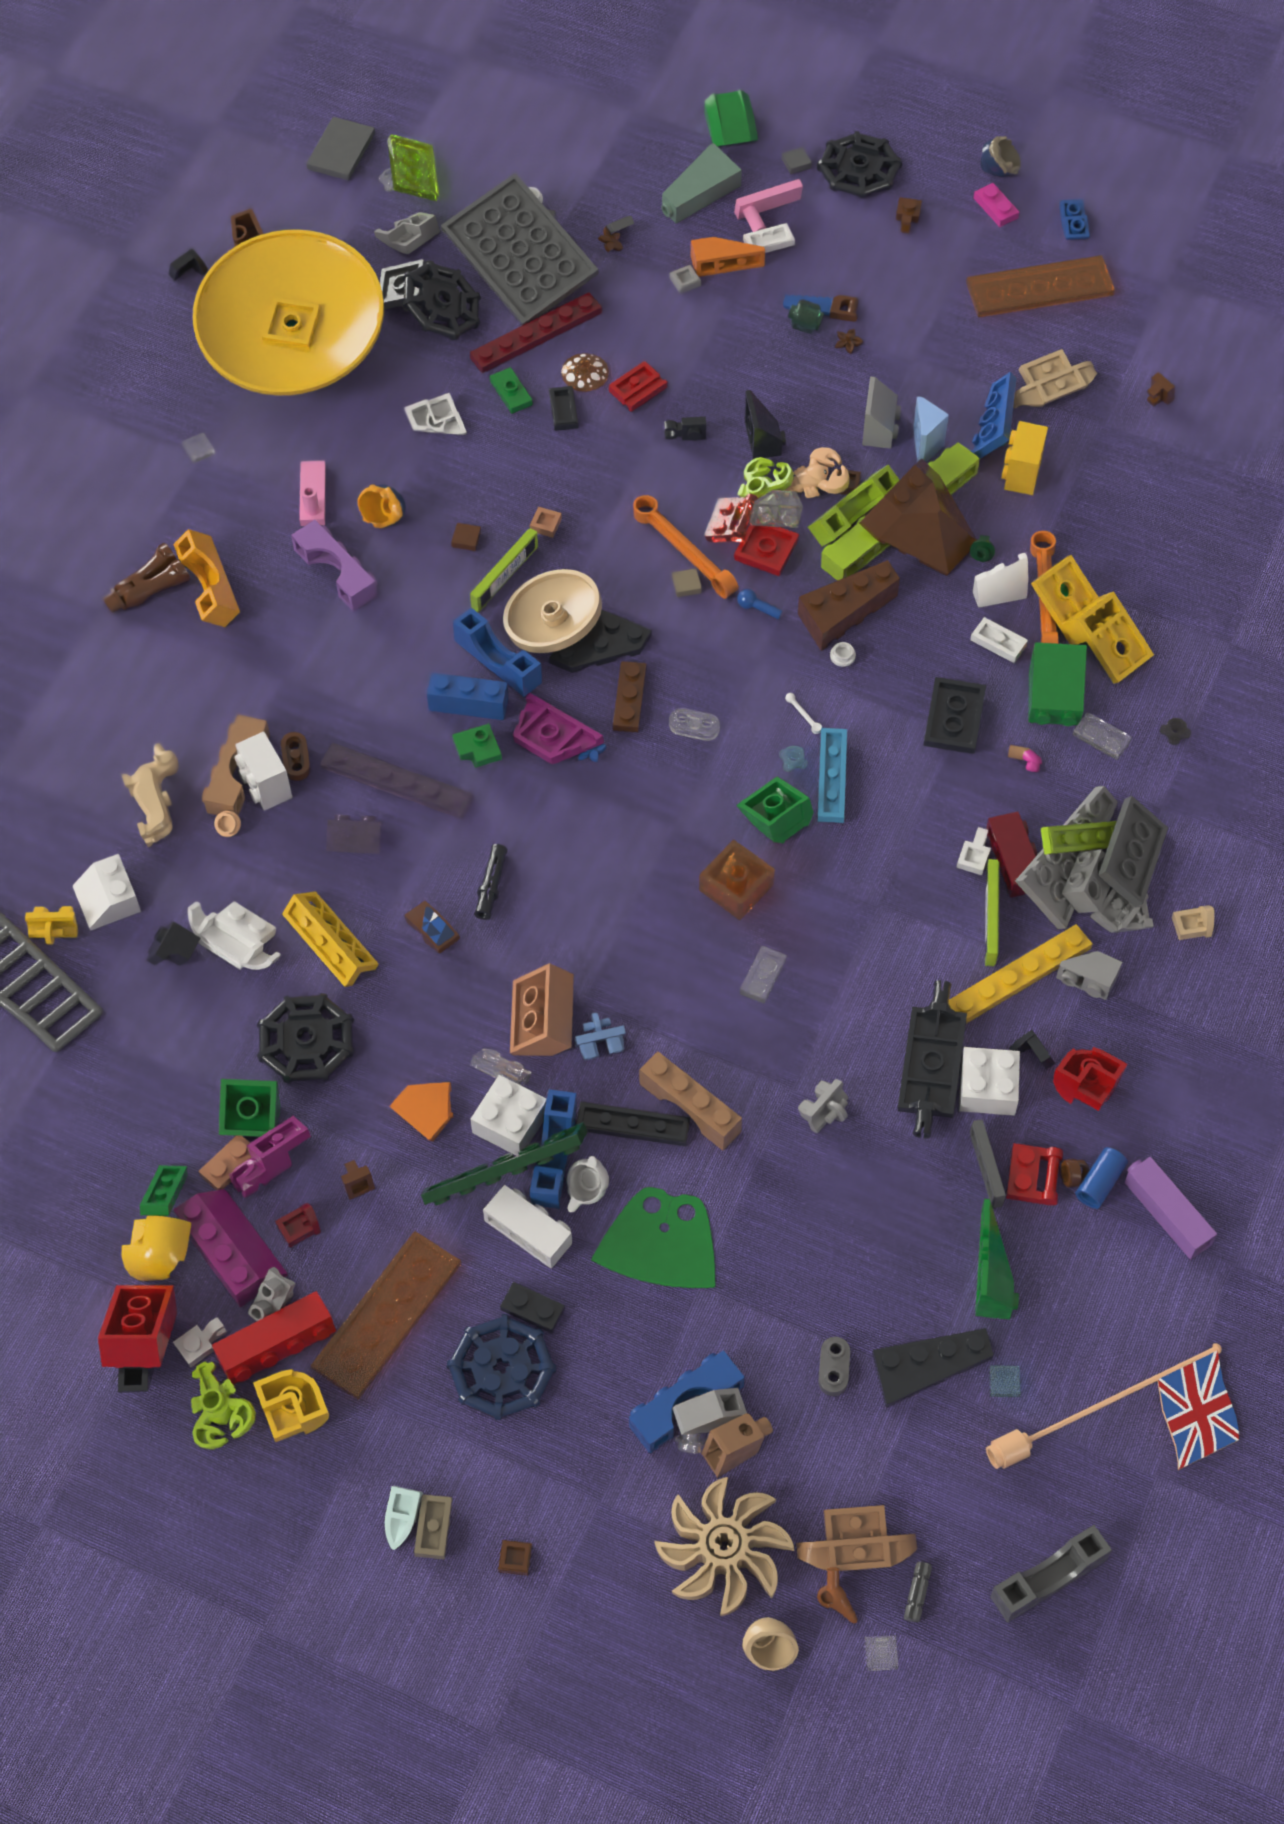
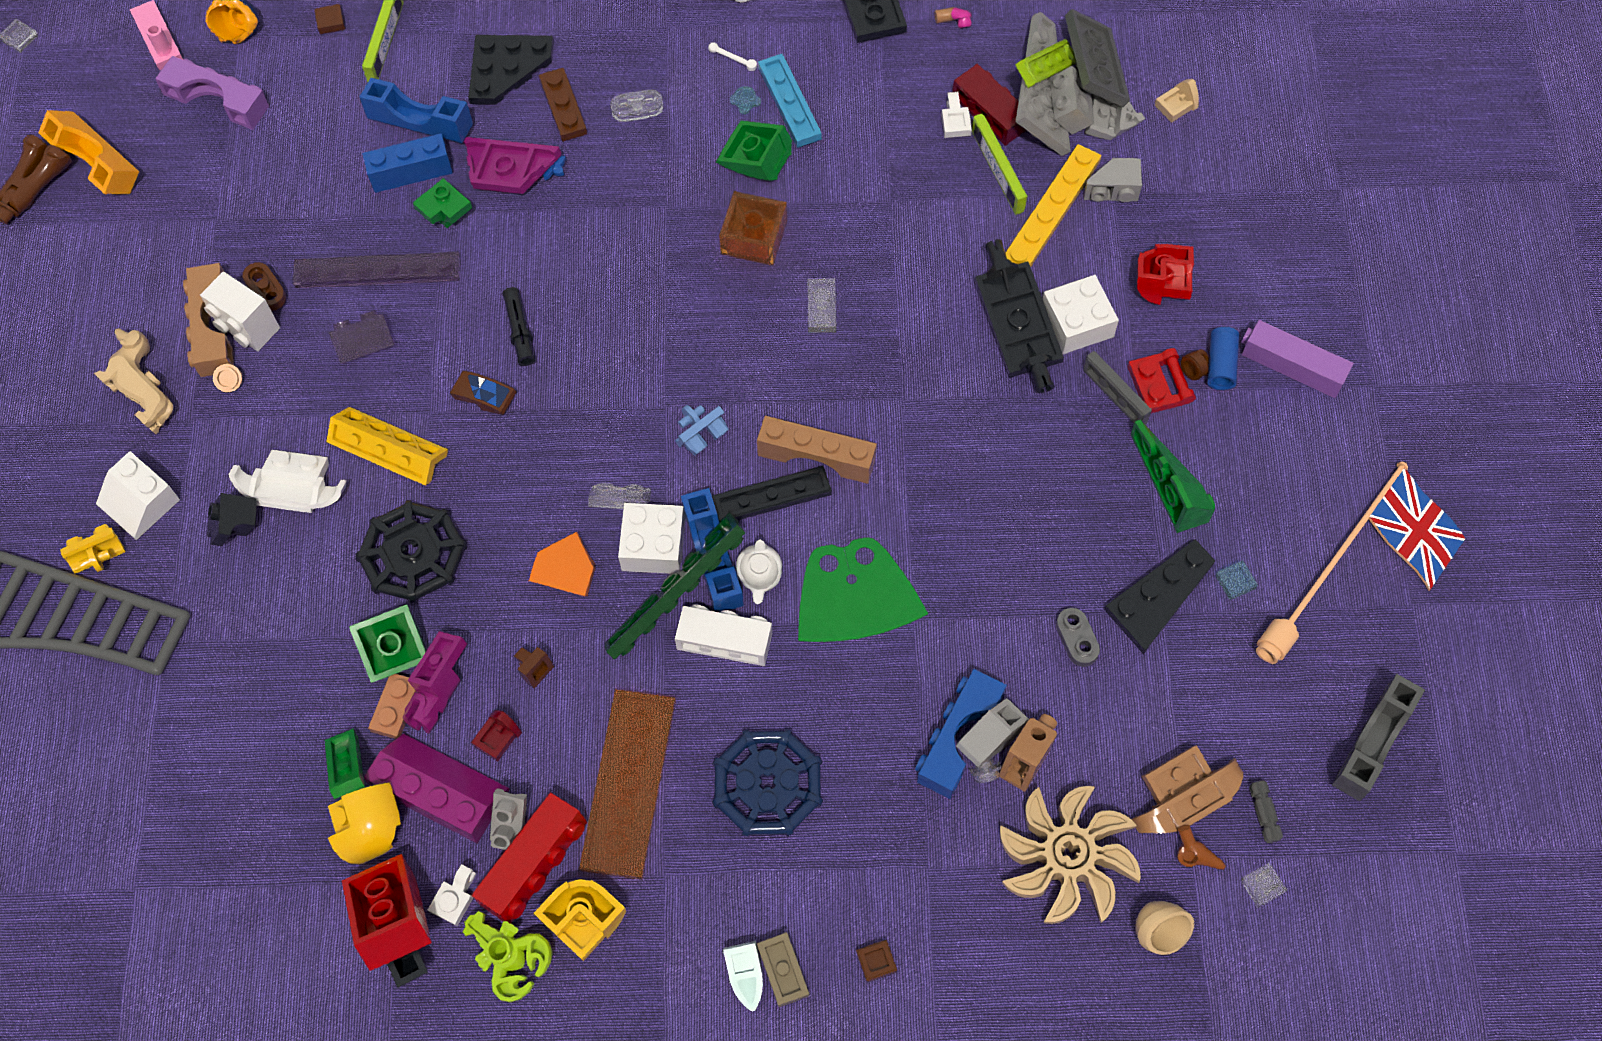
camera: 25 degrees left, 5 degrees up
(532, 1307) = (767, 711): black plate -> none
(542, 1012) = (632, 427): nougat slope -> none
(552, 611) = (450, 52): tan dish -> none
(828, 1106) = (948, 400): light grey hips -> none
(1030, 1041) = (1104, 266): black tile -> none

